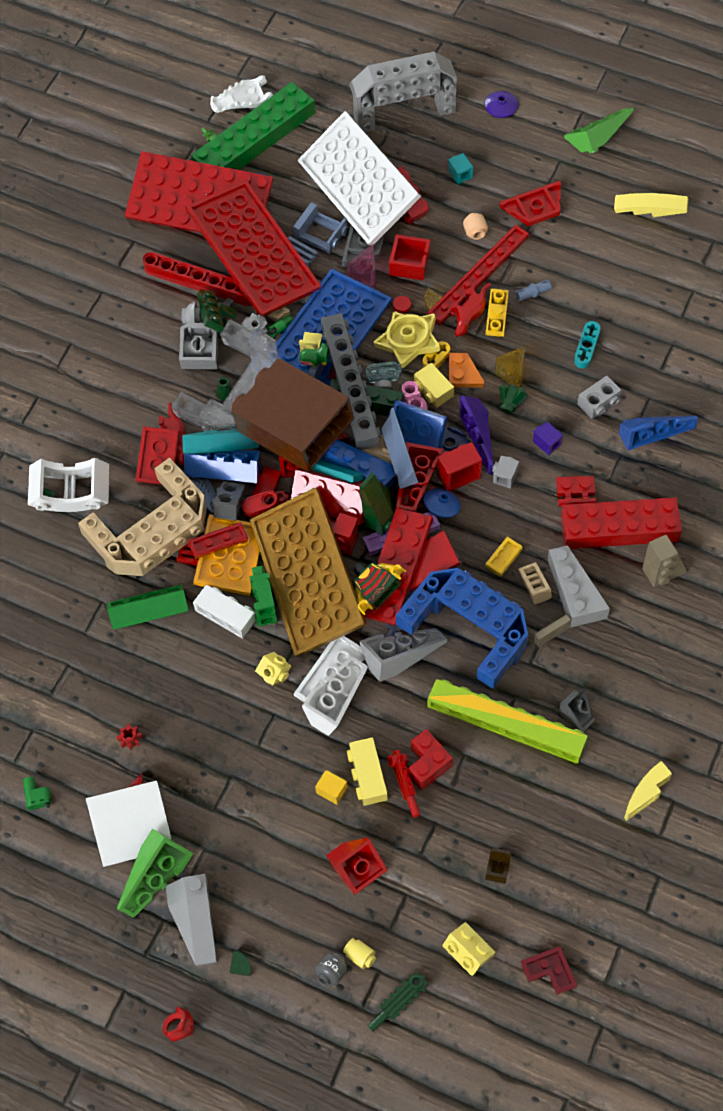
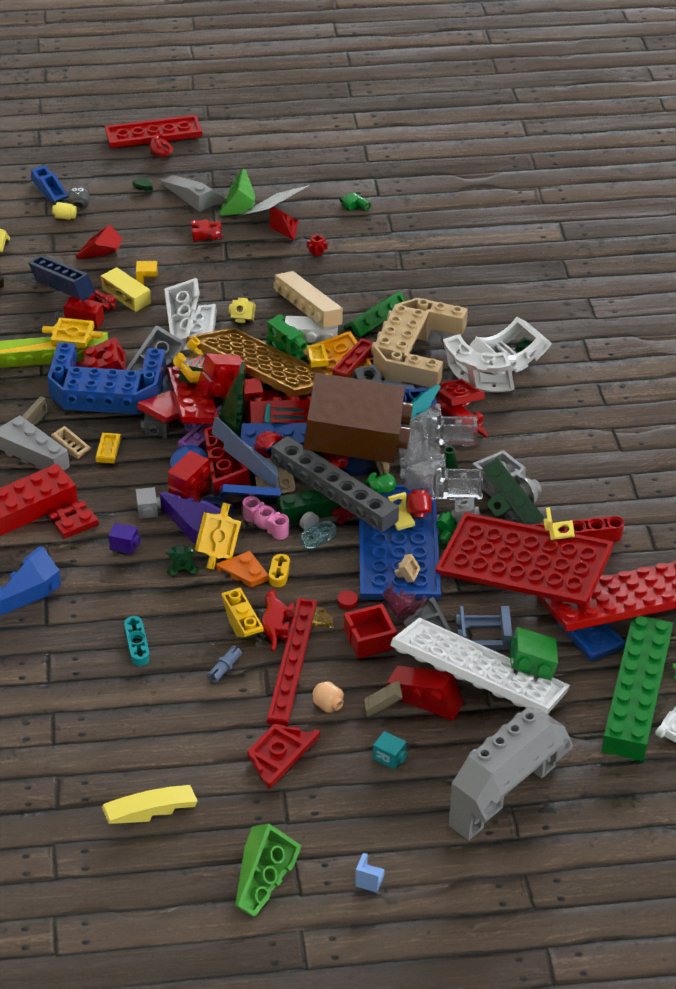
camera: 145 degrees right, 20 degrees down
(123, 469) = (465, 360): none -> white window
(166, 1068) = (142, 132): none -> red plate
(205, 638) = (308, 299): none -> tan brick
(220, 240) = (553, 527): none -> light yellow bracket
(228, 829) = (206, 230): none -> red animal
(248, 559) = (317, 355): none -> yellow plate
(289, 341) = (419, 503): none -> red head
(304, 250) = (487, 603): sand blue tile -> none
(309, 179) = (533, 653): none -> green brick
(338, 465) = (299, 406): none -> red tile
(342, 291) = (408, 568): none -> tan tile
(351, 1019) = (48, 184): none -> blue slope
(364, 548) = (221, 370): none -> red piece
(376, 447) = (265, 441): none -> red piece
(398, 1001) = (22, 205): dark green piece -> none
(408, 337) = (316, 569): light yellow plate -> none
(433, 385) = (262, 540): light yellow brick -> none
(437, 791) = (62, 277): none -> dark blue brick
(438, 202) = (383, 698): none -> dark tan tile
(454, 666) = (104, 356): none -> red brick
(467, 703) = (72, 331): none -> yellow plate
(473, 390) = (217, 535): none -> yellow plate
(501, 104) = (402, 865): dark purple dish -> none
(511, 366) = (196, 588): clear yellow slope -> none
(535, 96) = (368, 876): none -> light blue panel
(597, 395) = (95, 594): light grey brick -> none

